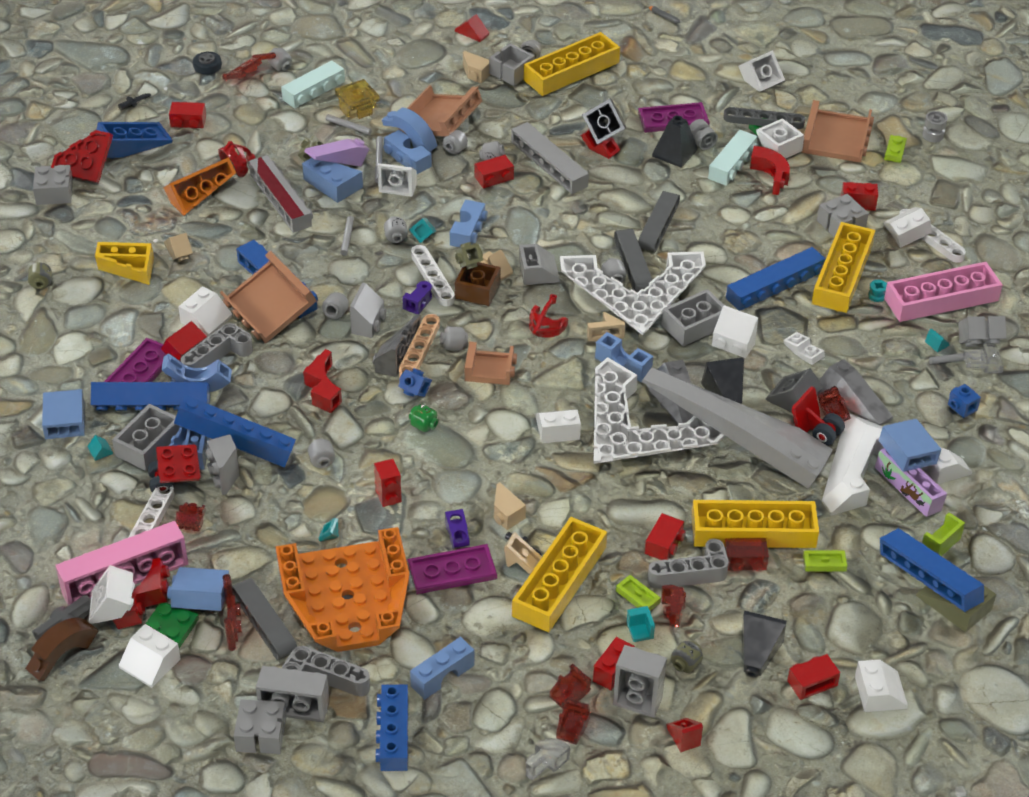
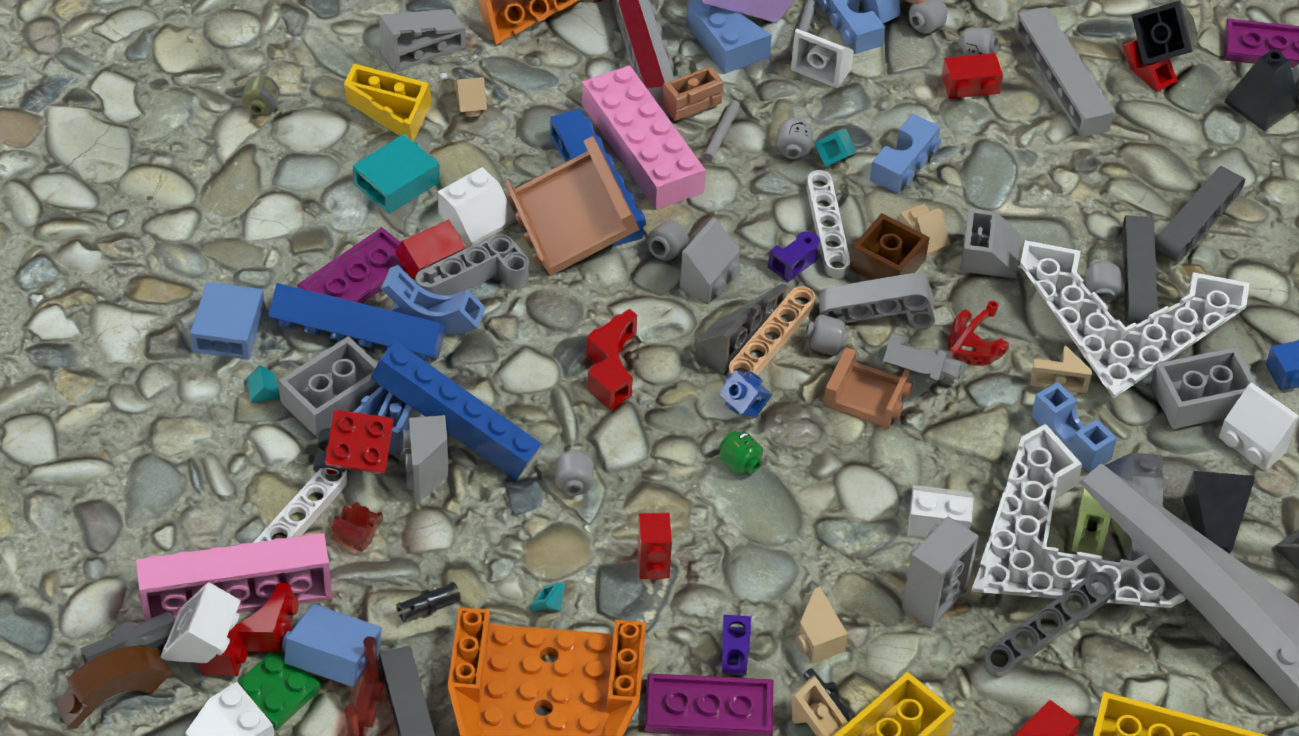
camera: 15 degrees right, 5 degrees up
(134, 219) = (419, 37): none -> light grey wedge
(145, 303) = (396, 173): none -> teal brick
(252, 550) = (428, 601): none -> black pin
(299, 248) = (643, 137): none -> bright pink brick
(322, 216) = (692, 93): none -> nougat brick
(474, 252) = (894, 210): olive brick -> none
(481, 309) = (881, 298): none -> light grey beam
(520, 338) = (925, 360): none -> light grey hips
(571, 455) = (939, 571): none -> light grey brick
(651, 462) = (1059, 613): none -> dark grey beam
(652, 401) = (1090, 541): none -> yellowish green torso

